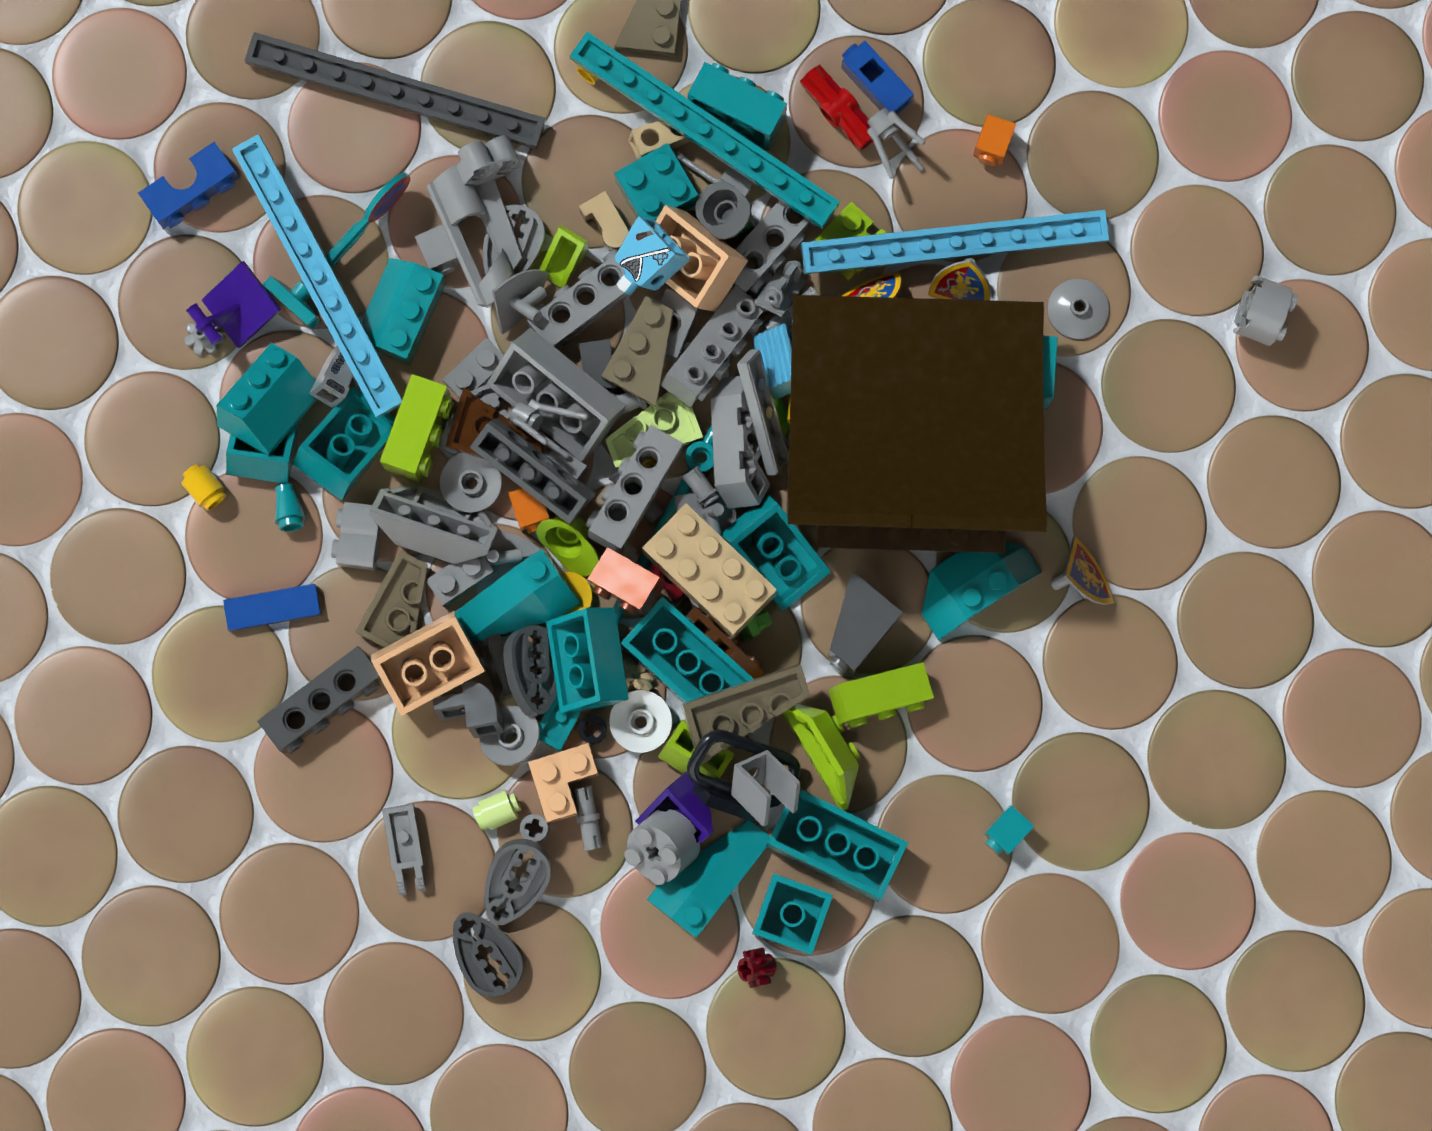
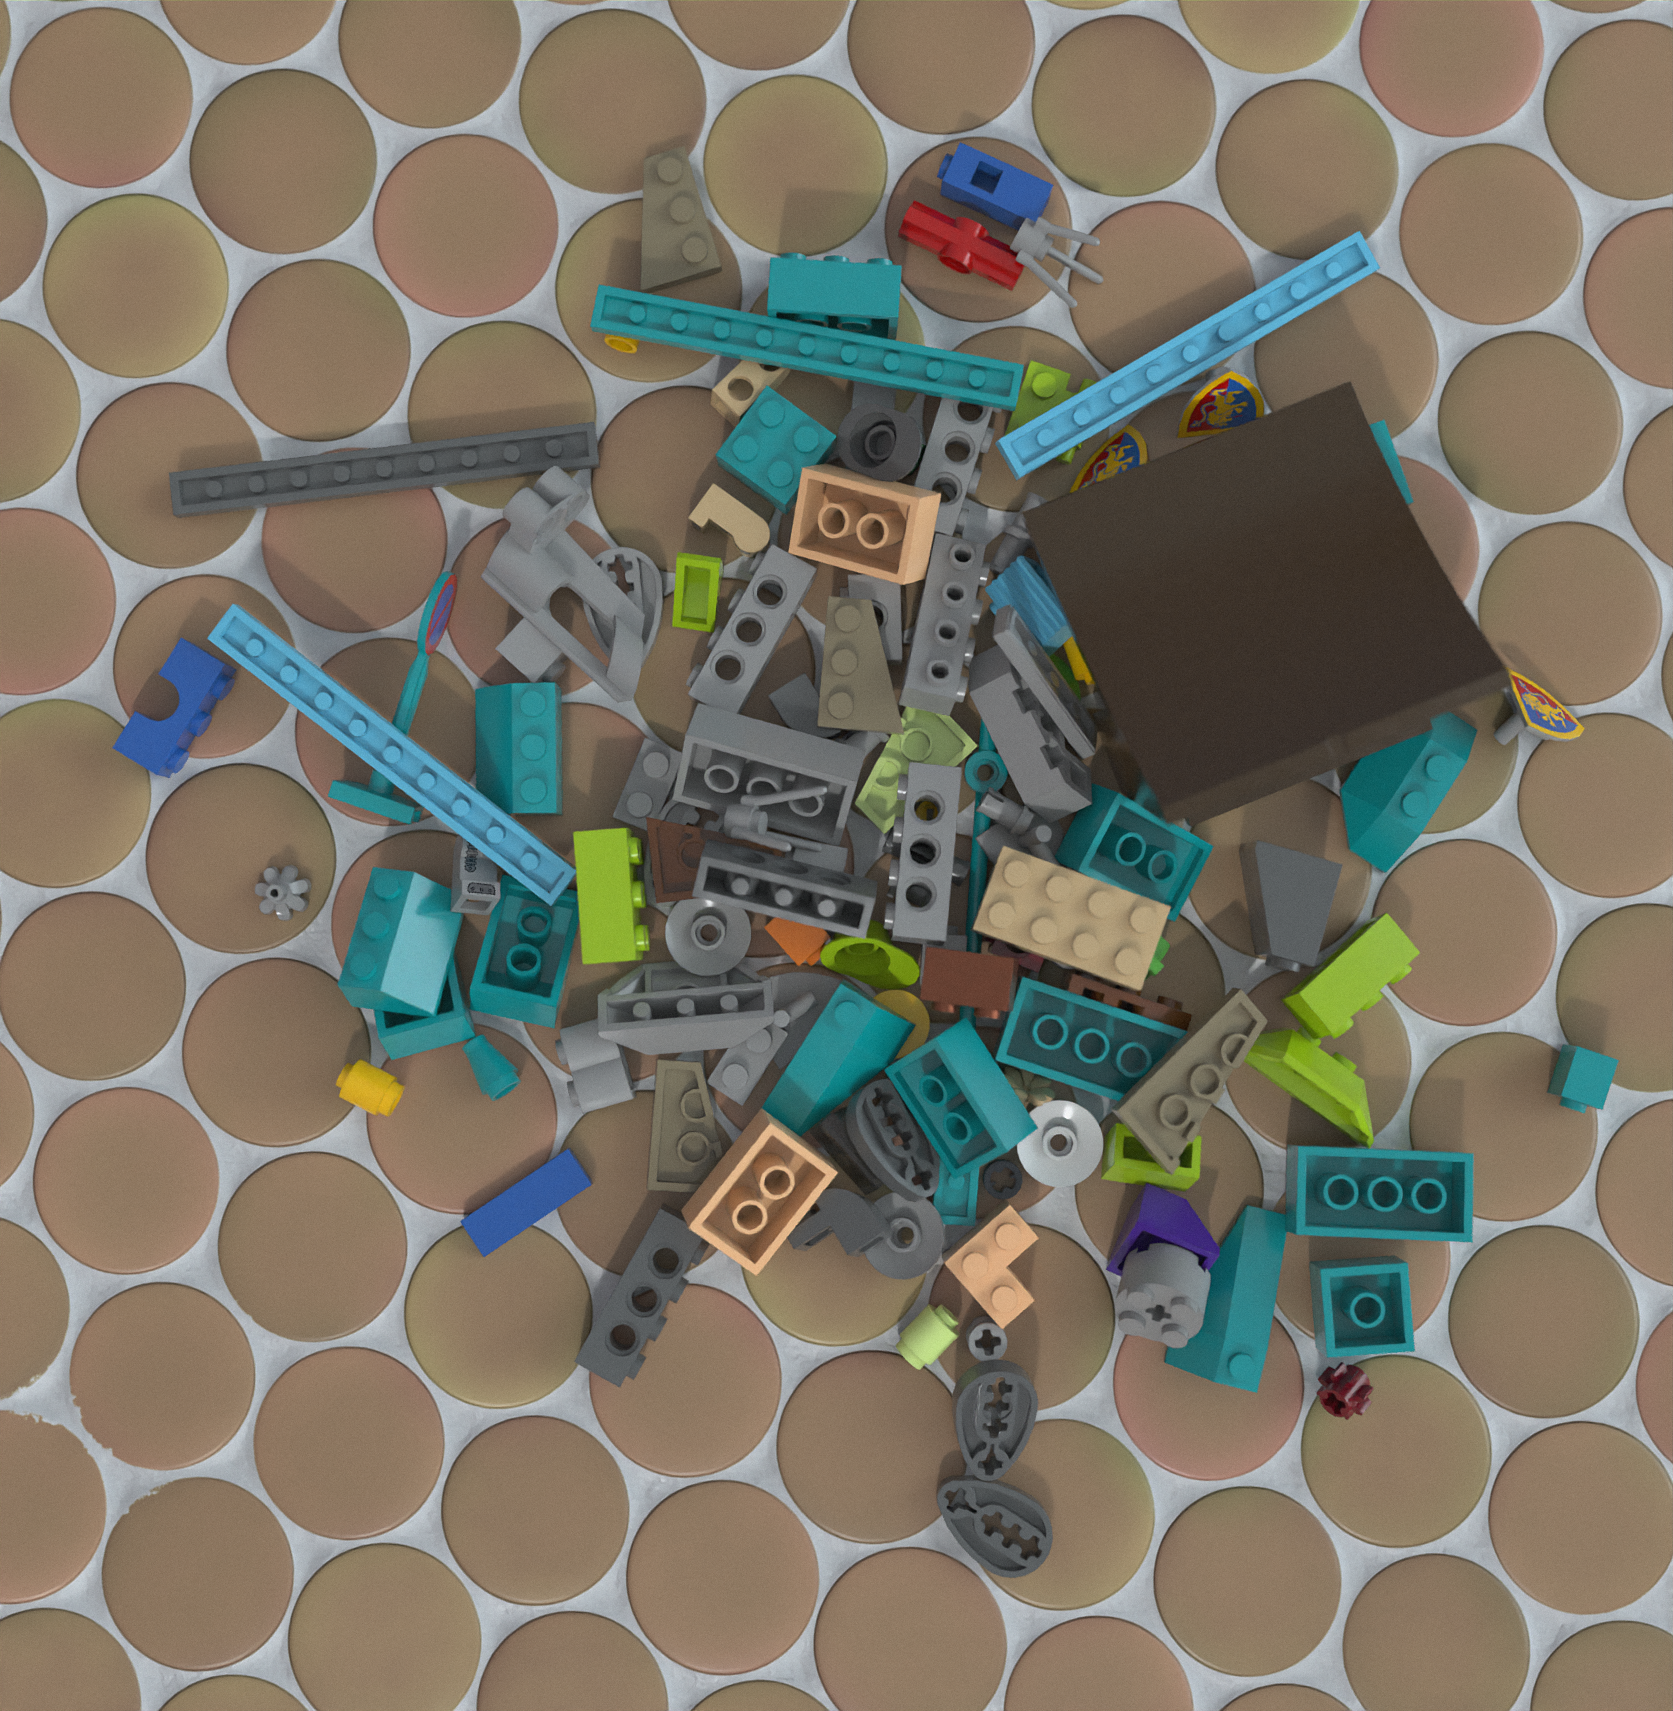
camera: 25 degrees left, 5 degrees up
(237, 305) = (309, 837): dark purple plate -> none
(404, 844) = (830, 1430): light grey hinge -> none
(517, 297) = (665, 668): light grey shield -> none
(587, 818) = (1047, 1294): light grey pin -> none
(648, 256) = (811, 545): medium azure torso -> none
(682, 159) = (818, 403): light grey hinge -> none
(716, 792) = (1228, 1193): black bar -> none
(773, 776) = (1274, 1149): light grey piece -> none
(780, 290) = (994, 511): light grey hinge -> none
(994, 140) = (1178, 202): orange brick -> none
(1071, 322) = (1377, 394): light grey dish -> none
(1264, 311) = (1621, 273): light grey brick -> none

